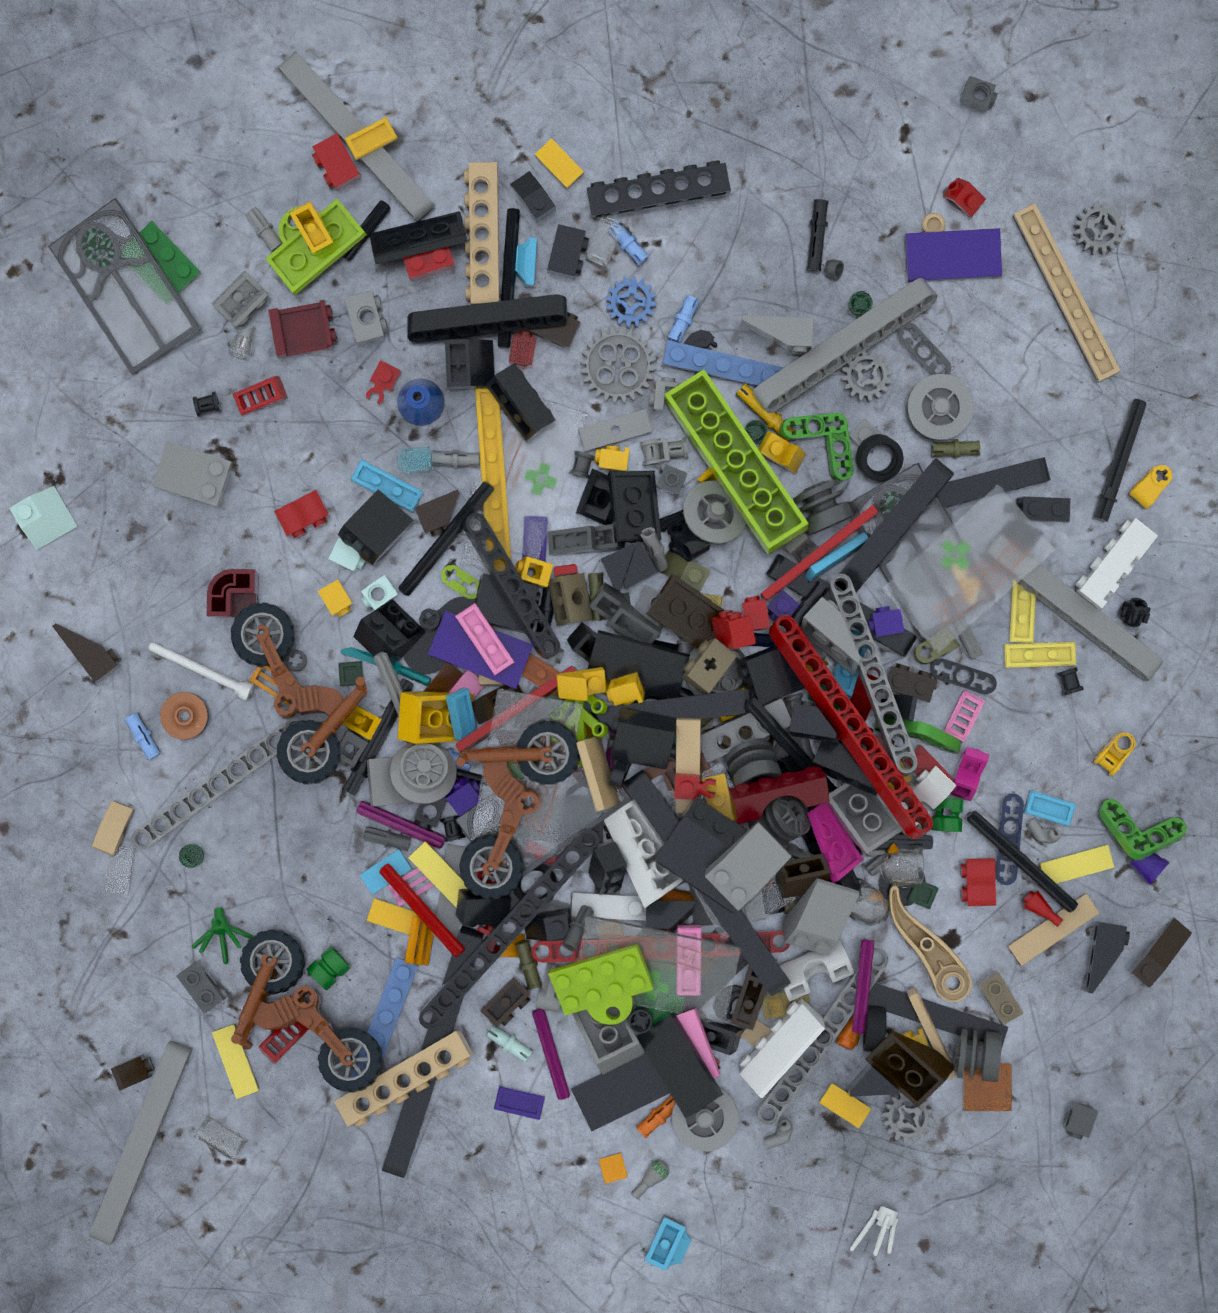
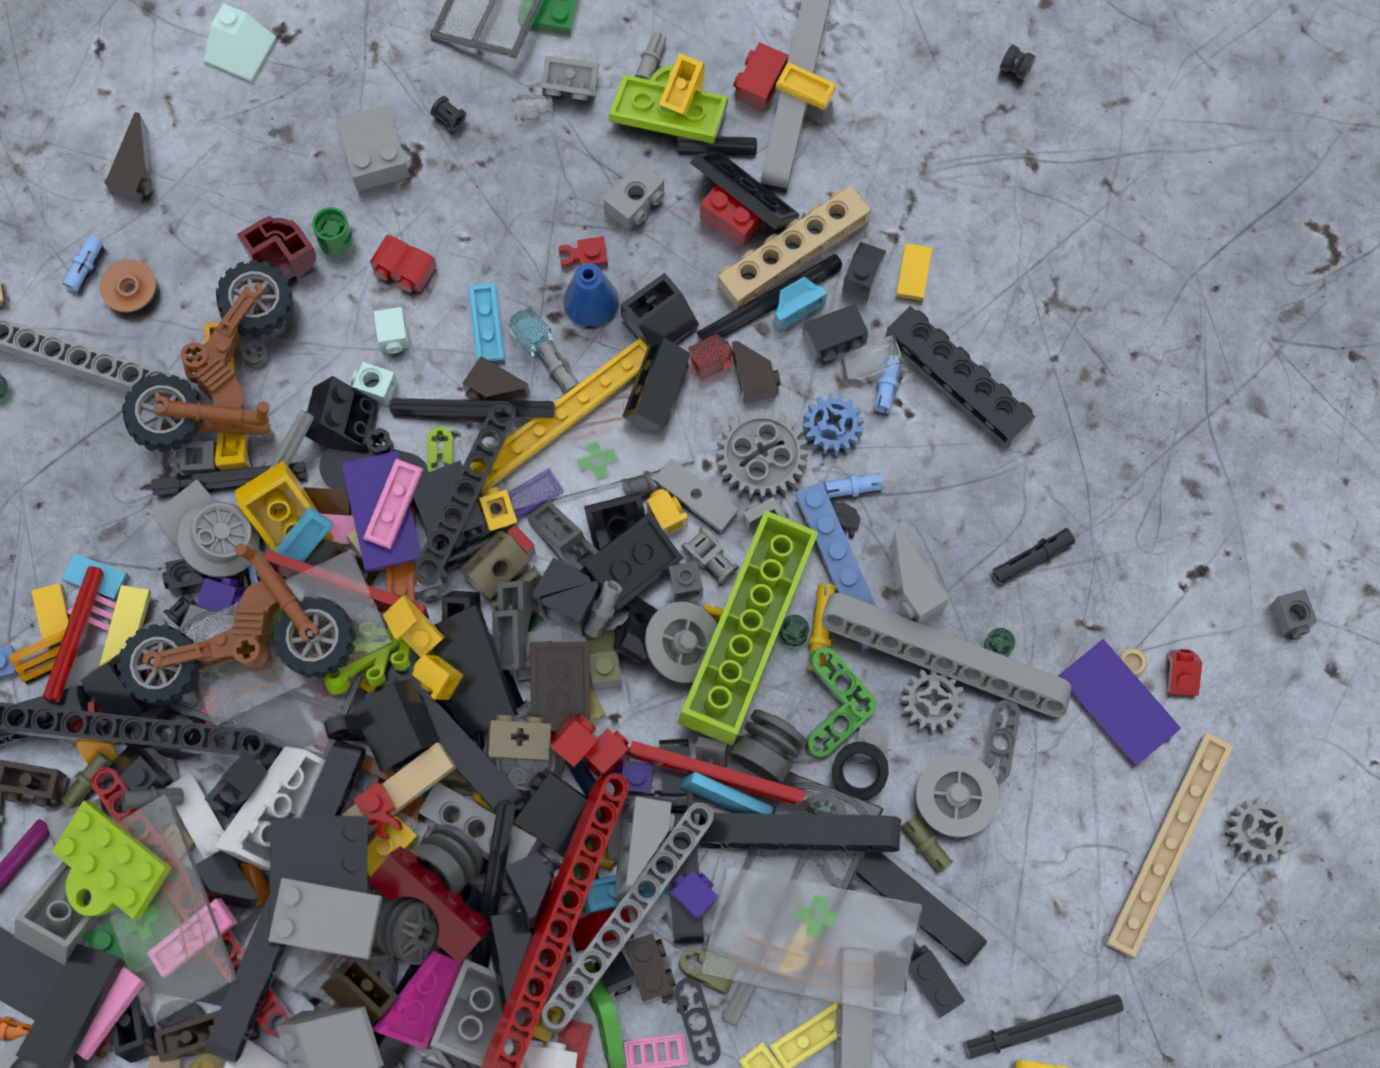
camera: 50 degrees right, 15 degrees down
(243, 689) = (191, 324): white piece -> none
(244, 546) = (332, 231): none -> green wheel
(277, 386) = (506, 164): red slope -> none
(302, 329) = (580, 149): dark red panel -> none
(336, 598) = (341, 347): yellow brick -> none
(350, 672) = (279, 412): dark green tile -> none
(375, 527) = (434, 333): black brick -> none
(387, 838) = (130, 555): dark grey axle -> none
(398, 668) = (310, 449): teal sword -> none
(400, 824) = (153, 558): magenta axle -> none
(487, 318) = (716, 300): black beam -> none
(597, 773) = (331, 696): tan tile -> none
(639, 1023) = (89, 929): black wheel -> none
(782, 452) = (793, 670): yellow slope -> none
(834, 268) = (1015, 601): dark grey hinge -> none

